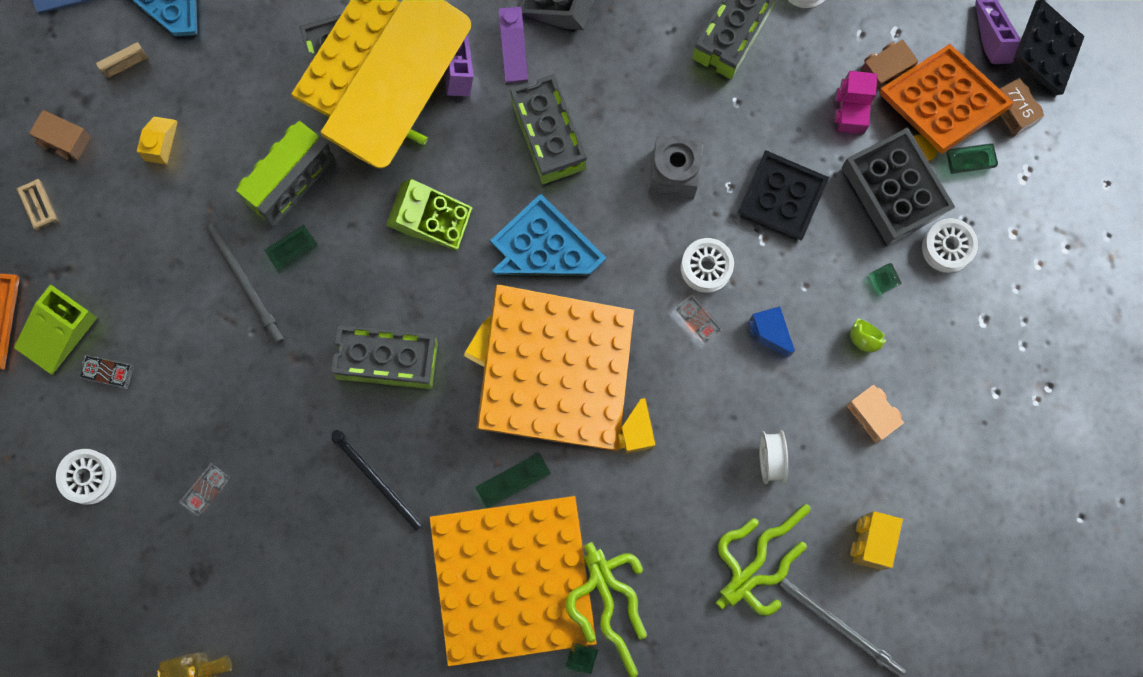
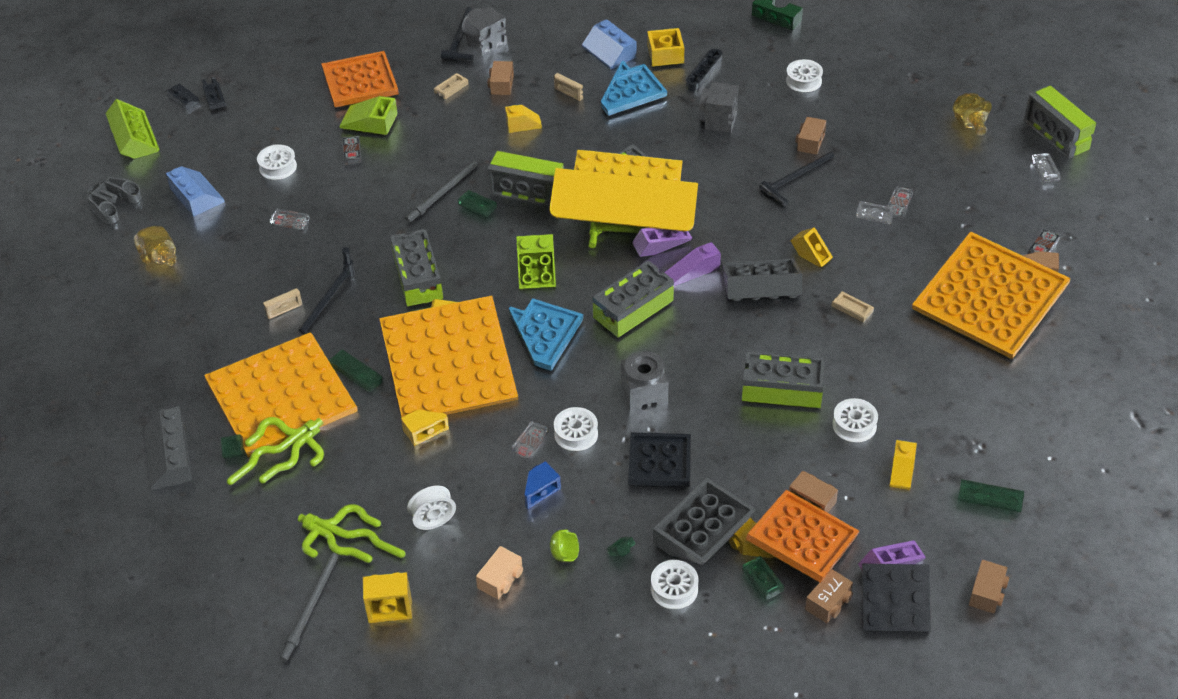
camera: 75 degrees right, 30 degrees down
(91, 601) = (193, 190): none -> medium blue slope
(367, 538) = (282, 303): none -> tan tile
(854, 101) = (766, 478): dark pink brick -> none

